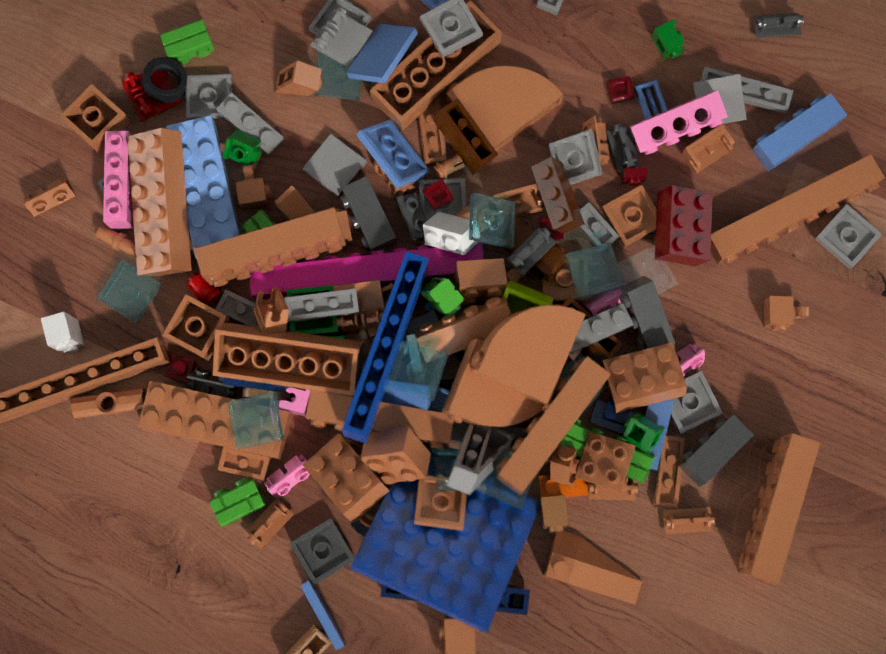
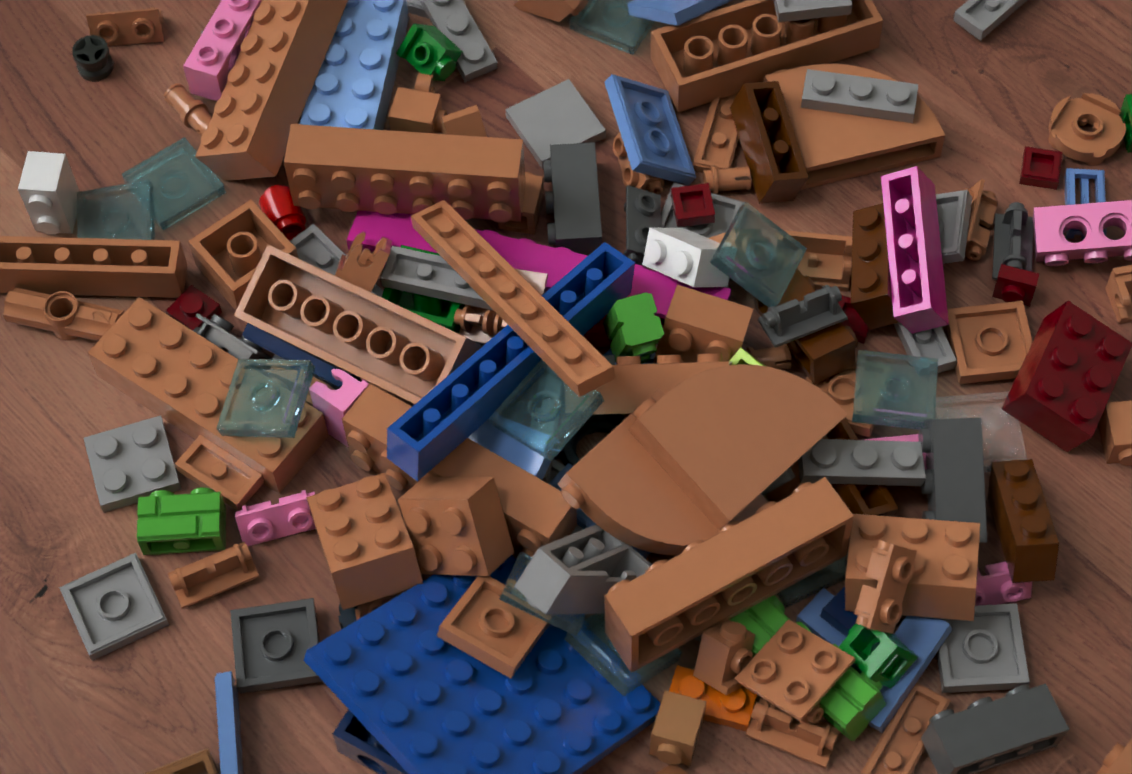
camera: 25 degrees right, 20 degrees down
(36, 223) = (85, 53): none -> pearl dark grey wheel
(108, 330) = (117, 212): none -> clear light blue tile
(191, 476) = (131, 463): none -> light grey plate
(222, 563) = (113, 606): none -> light grey tile
(372, 314) = (513, 299): none -> nougat plate
(506, 88) = (859, 96): none -> light grey plate
(576, 182) = (914, 250): none -> dark pink brick
(637, 67) = (1082, 145): none -> nougat plate
(639, 415) = (882, 606): none -> nougat hinge
(690, 325) = (1023, 521): none -> reddish brown brick

